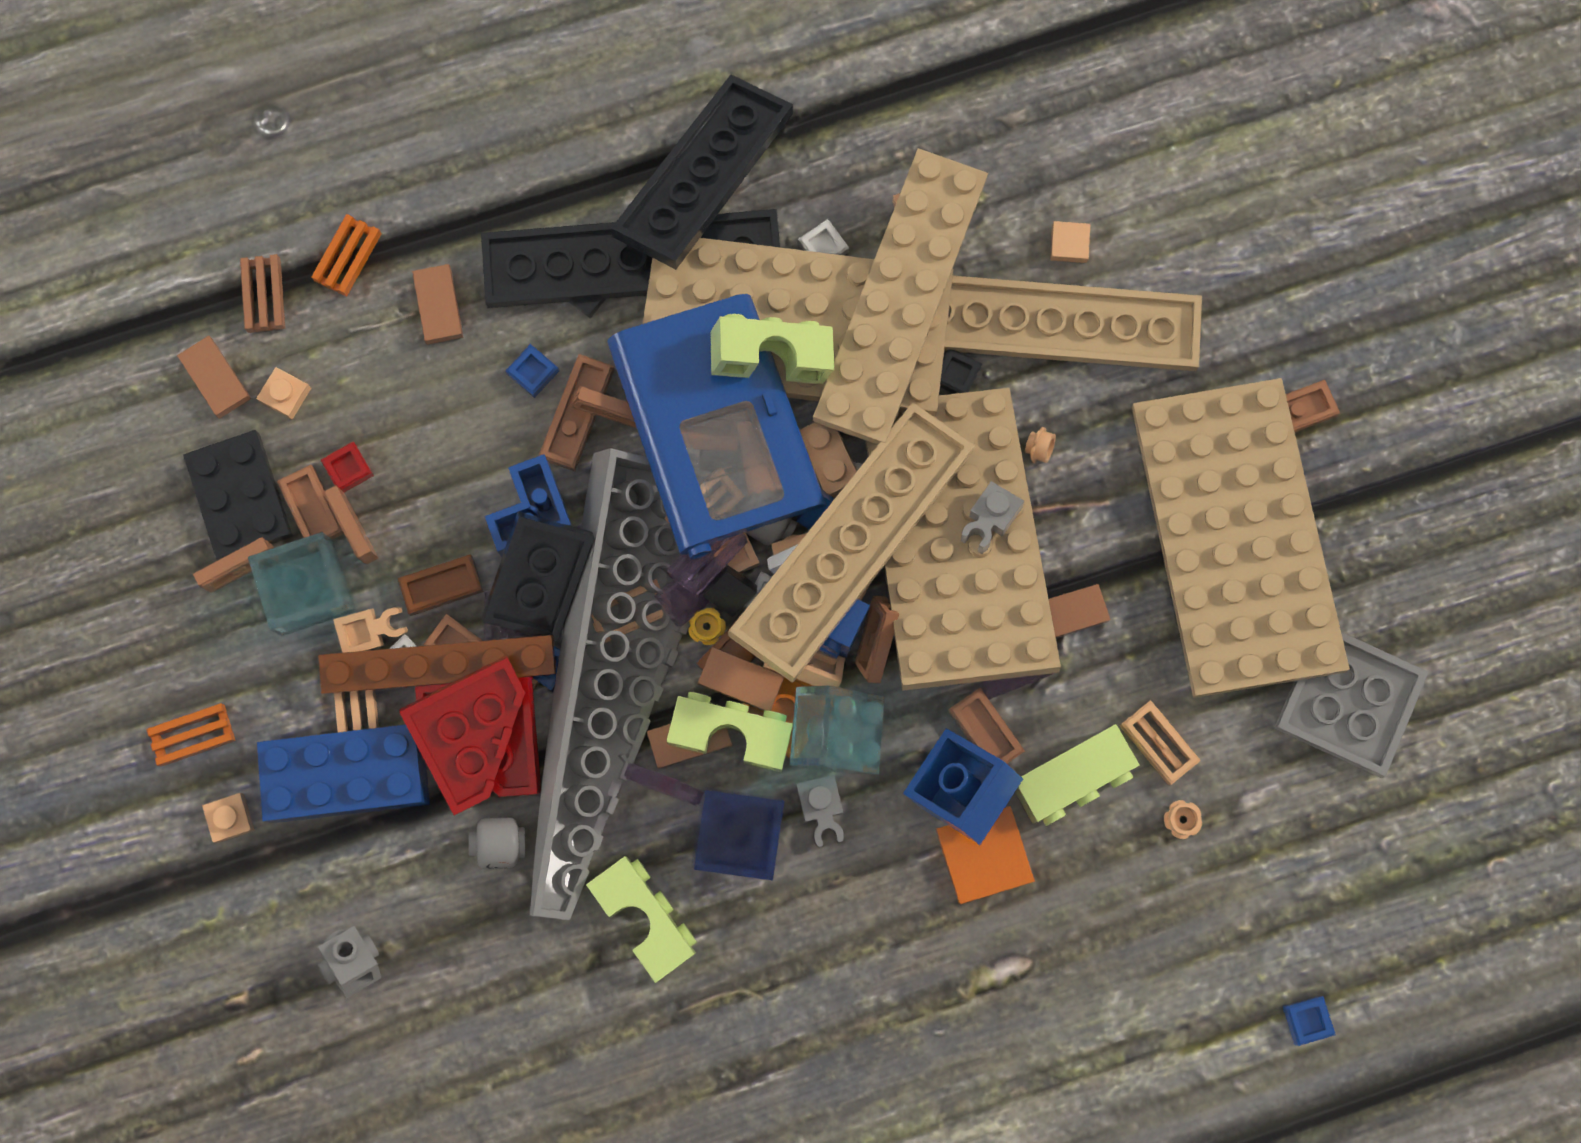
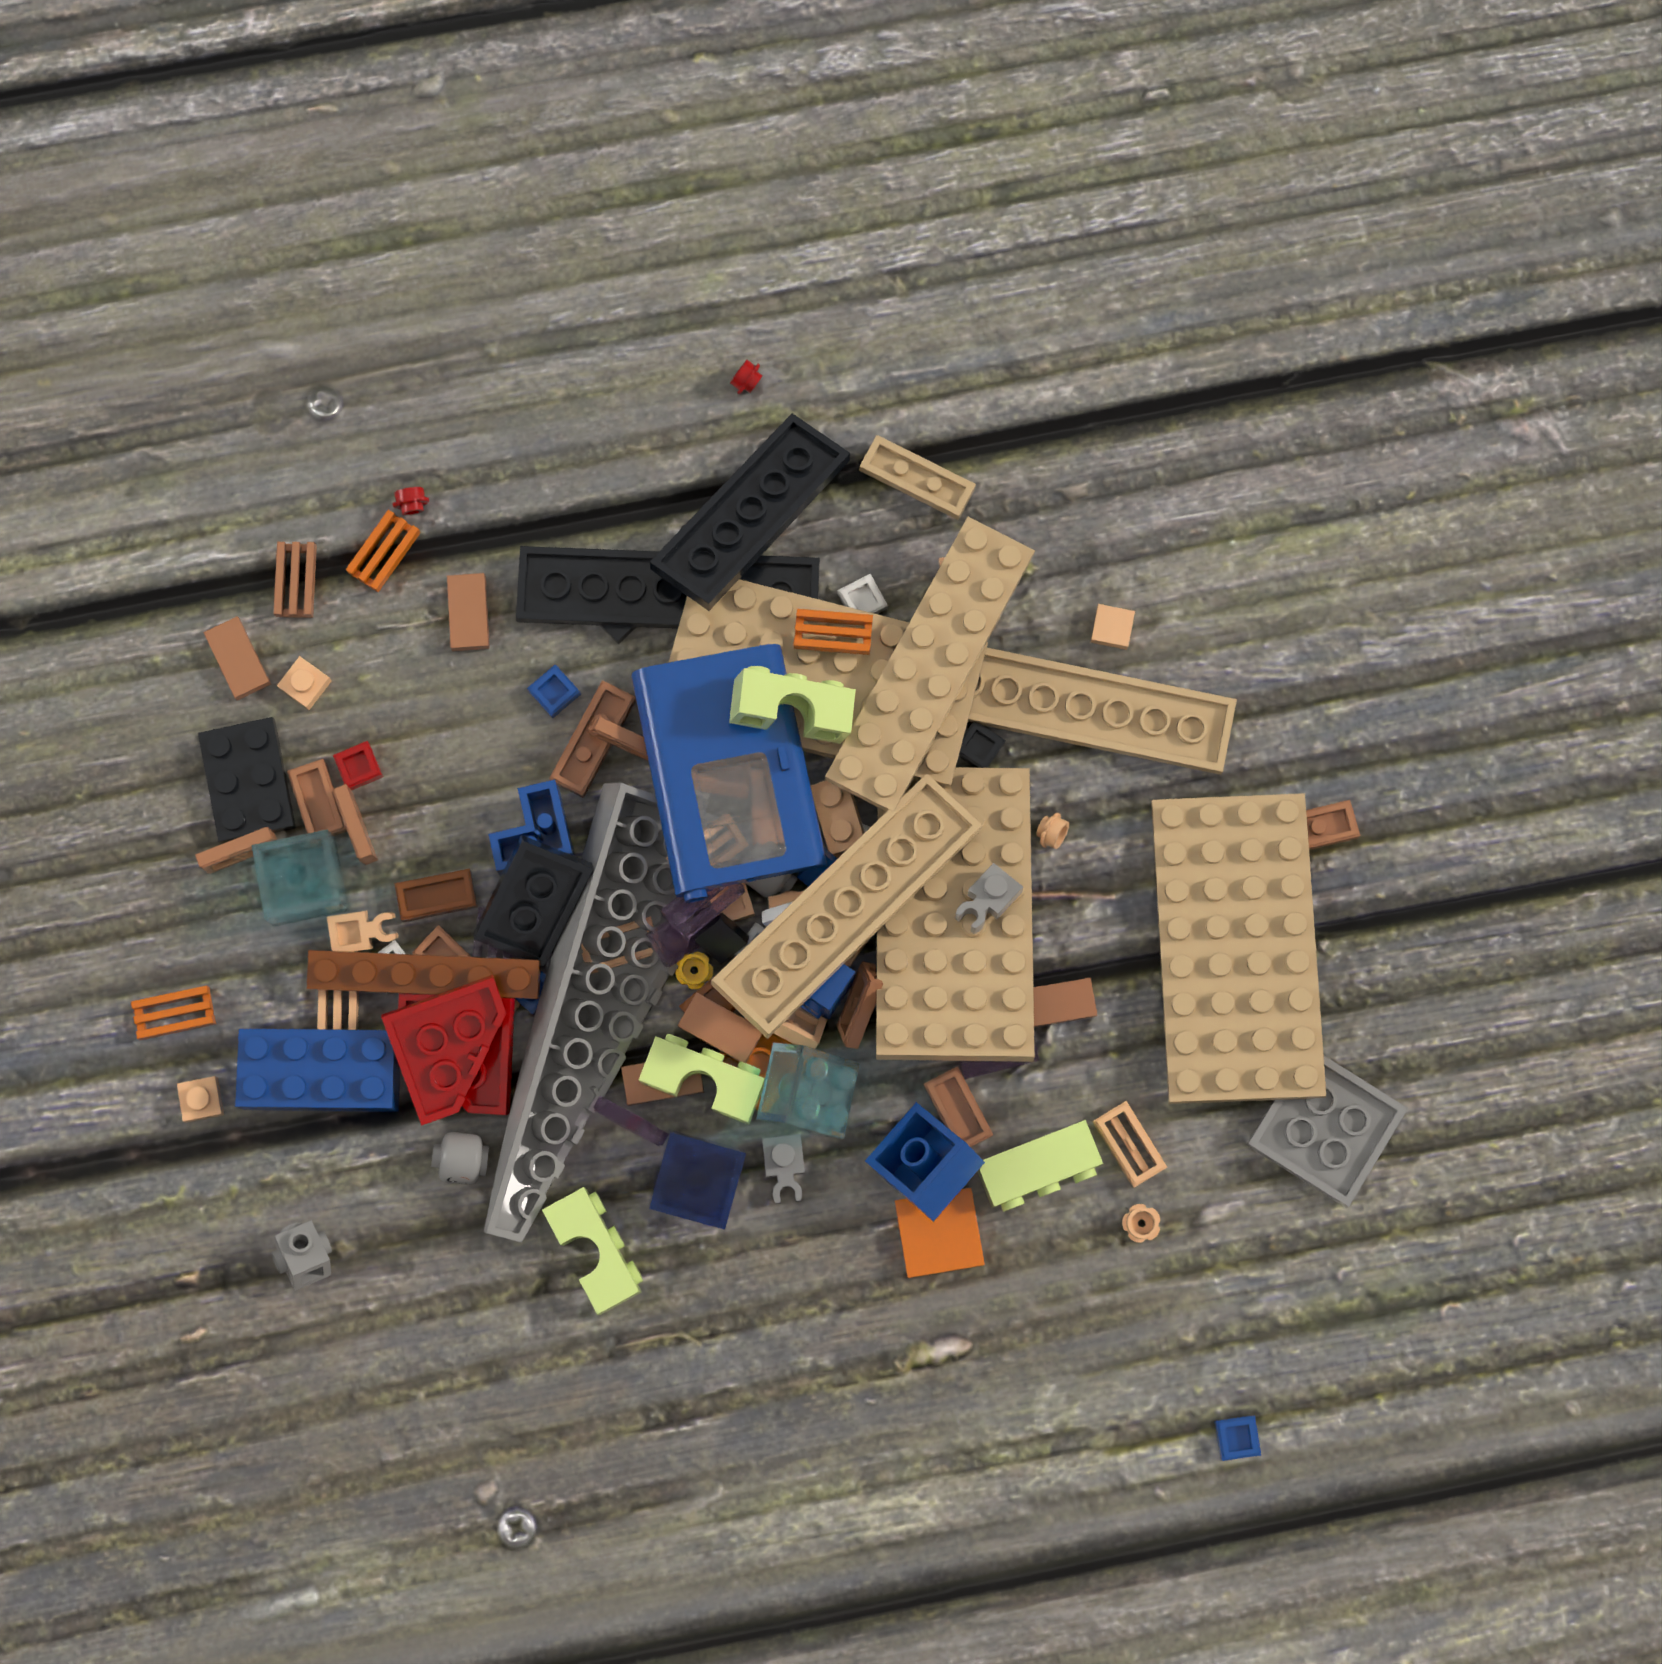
camera: 10 degrees right, 0 degrees up
(367, 202) = (410, 500): none -> red plate
(682, 46) = (746, 377): none -> red plate
(801, 261) = (838, 618): none -> orange tile
(861, 121) = (917, 477): none -> tan plate

